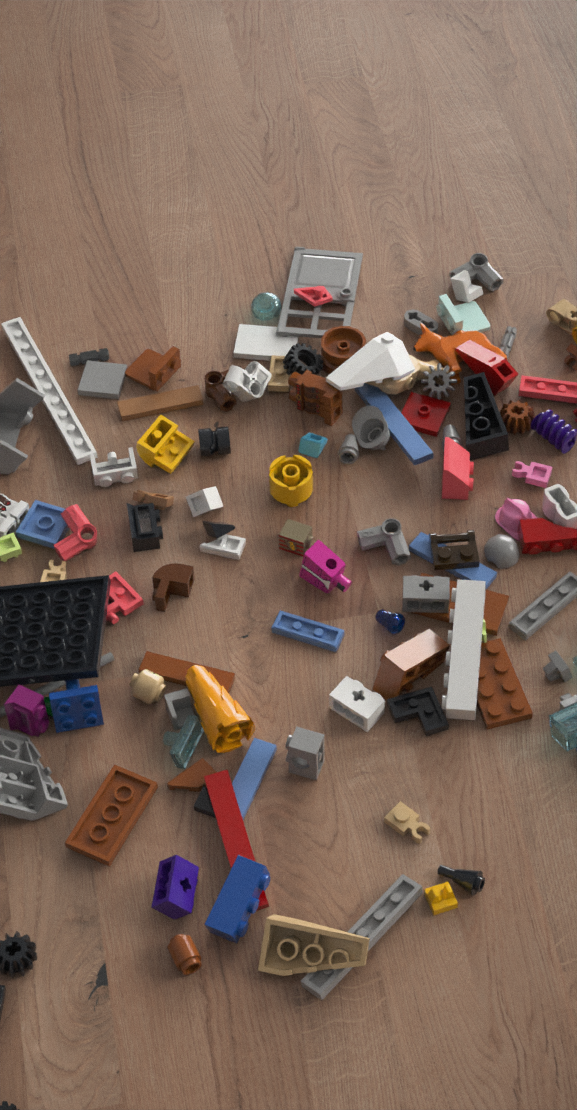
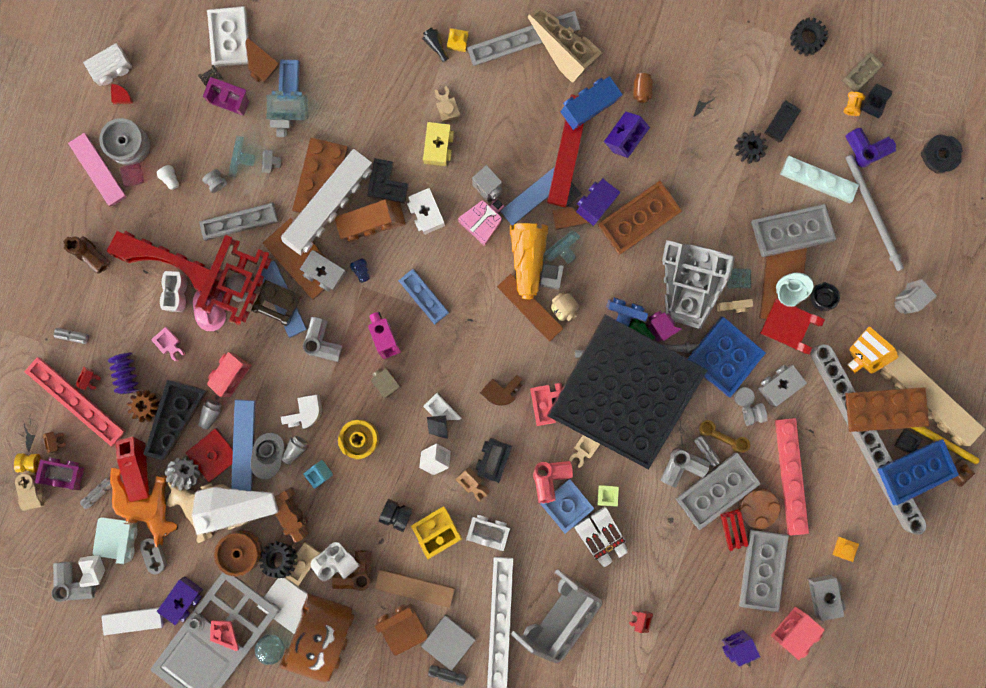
camera: 155 degrees left, 35 degrees up
(169, 802) = (597, 202): none -> dark purple brick
(226, 327) = (318, 639): none -> dark orange cylinder
(285, 717) = (482, 220): none -> bright pink torso
(358, 479) = (310, 412): none -> white brick
(371, 303) = (171, 607): none -> dark purple brick
(389, 773) = (434, 133): none -> light yellow brick
(403, 276) = (131, 621): none -> white tile
(525, 534) = (219, 275): none -> red fence
(549, 339) = (59, 474): none -> magenta window

